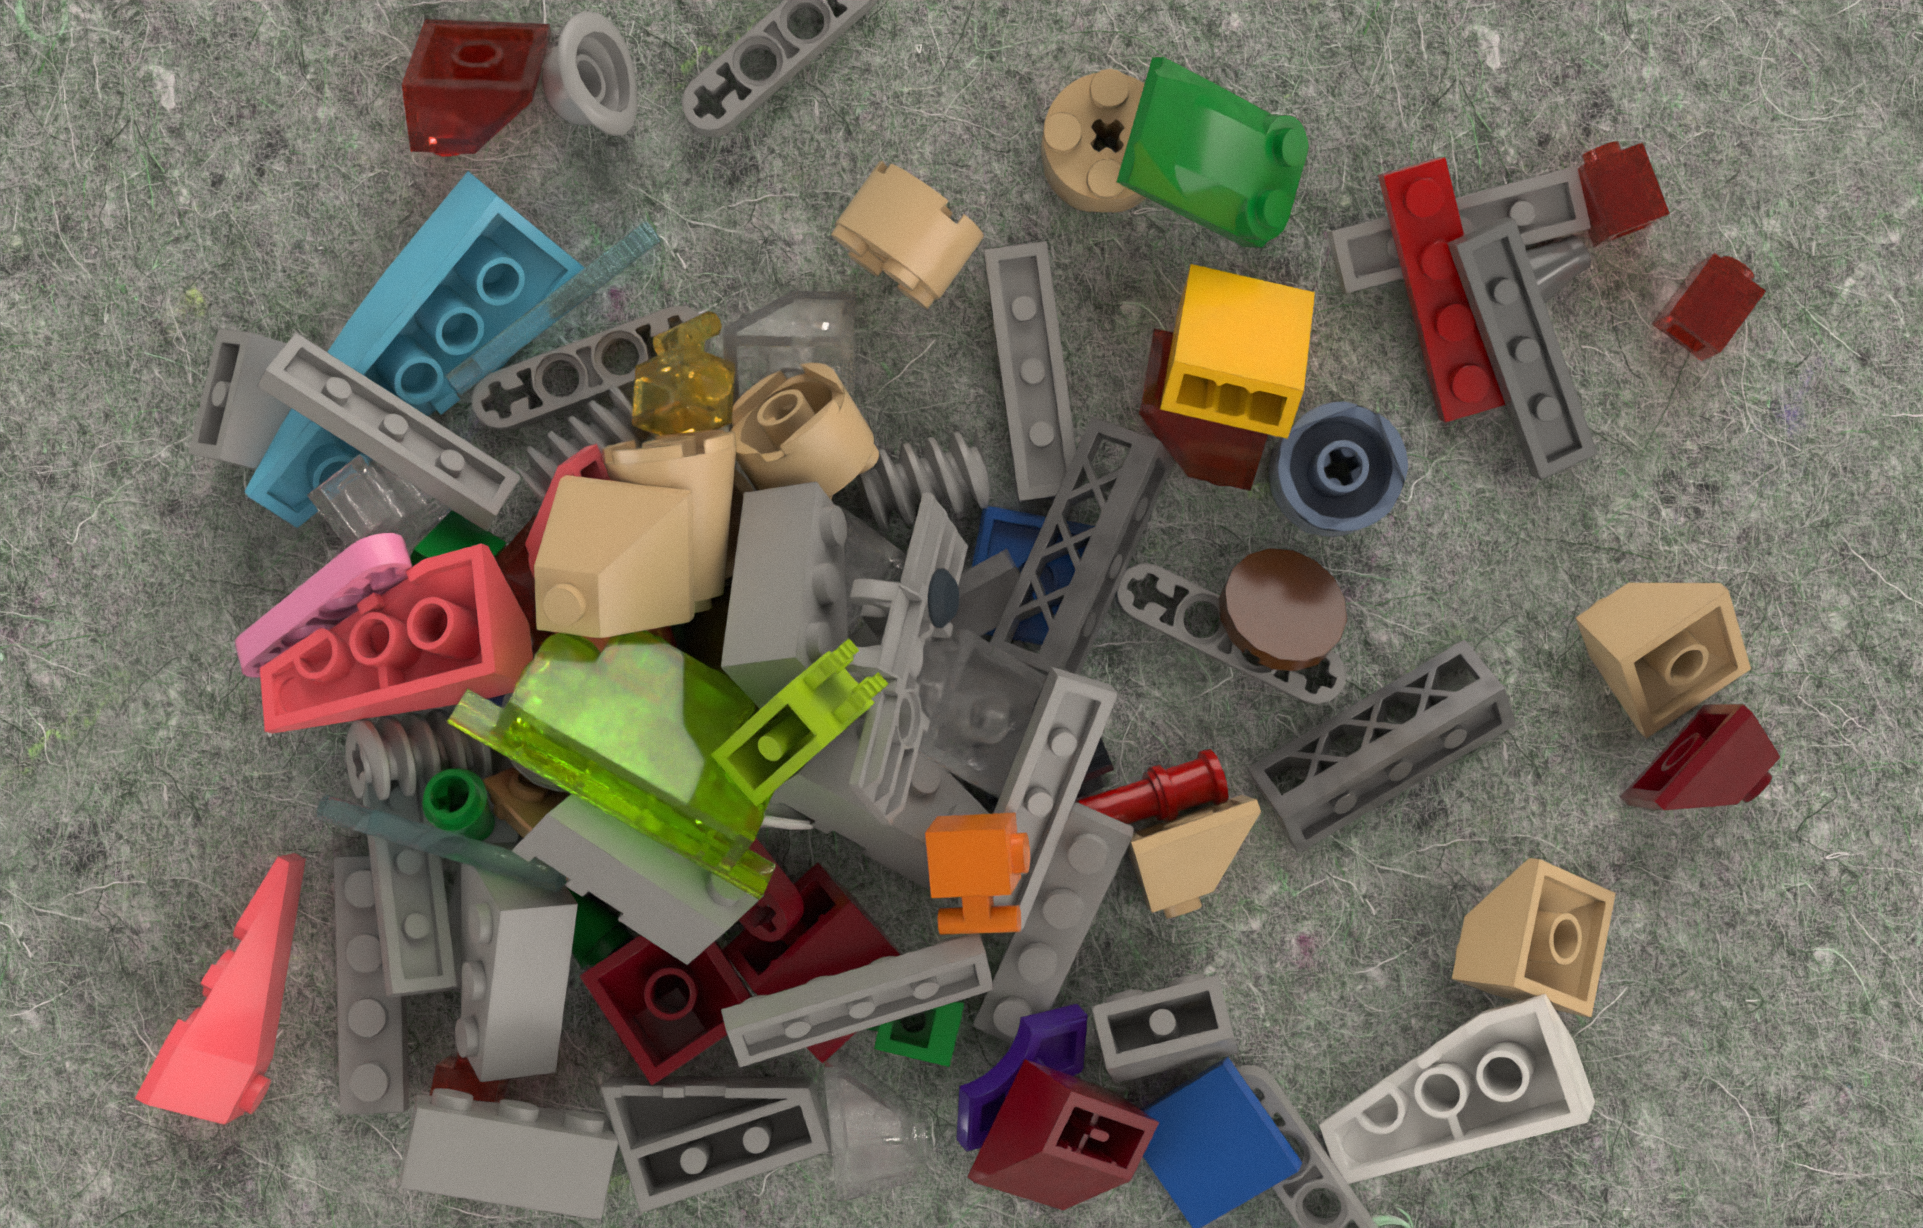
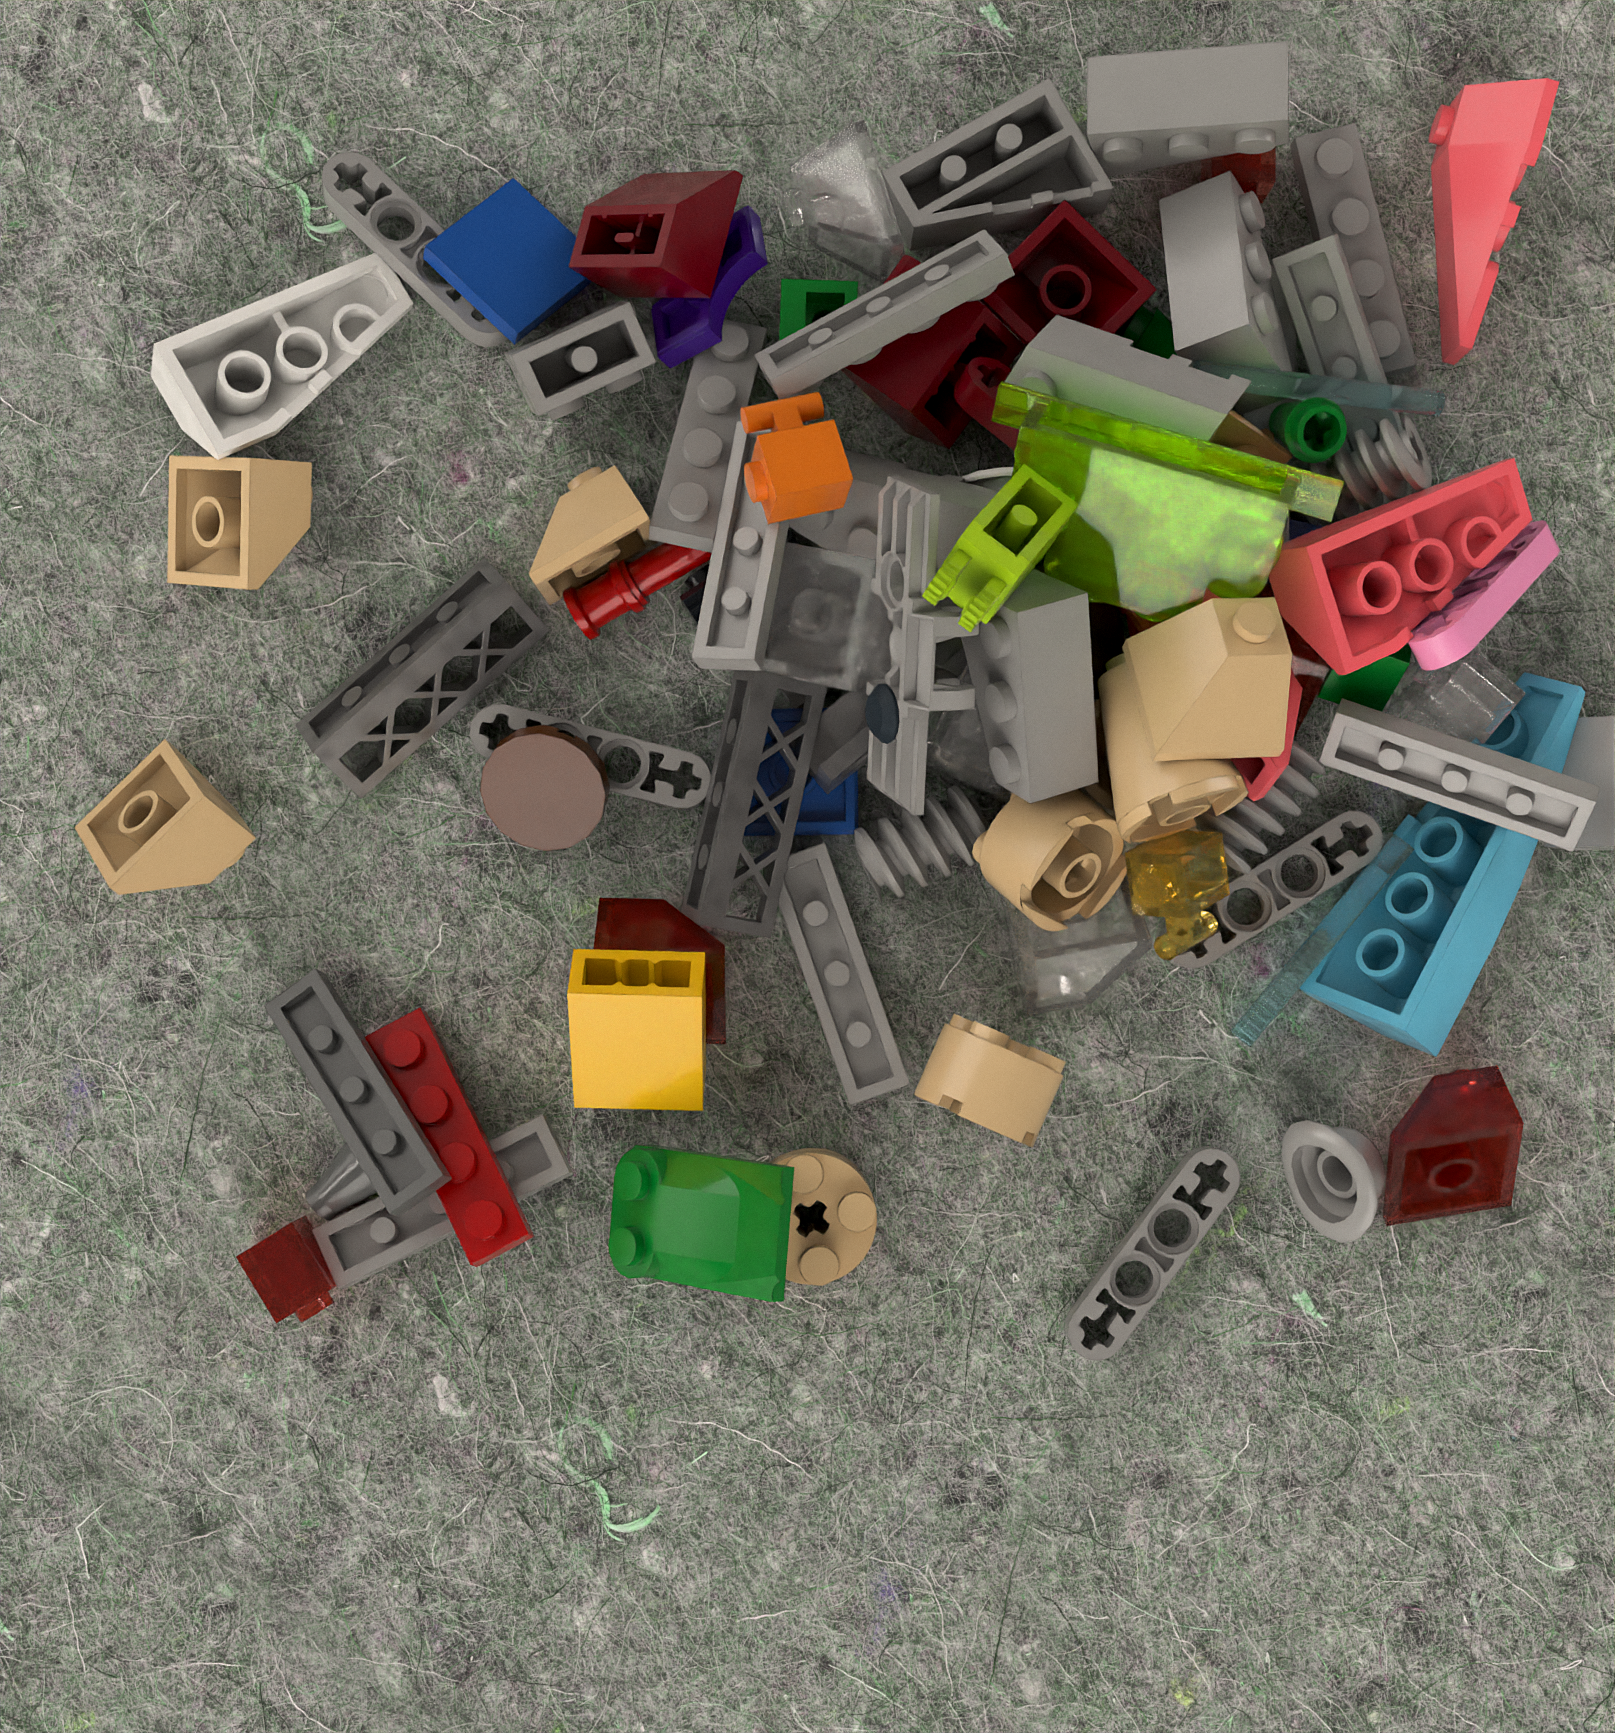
camera: 170 degrees right, 0 degrees up
(1348, 434) = (482, 926): sand blue brick -> none
(1708, 764) = (102, 717): dark red slope -> none
(1710, 305) = (178, 1176): clear red brick -> none

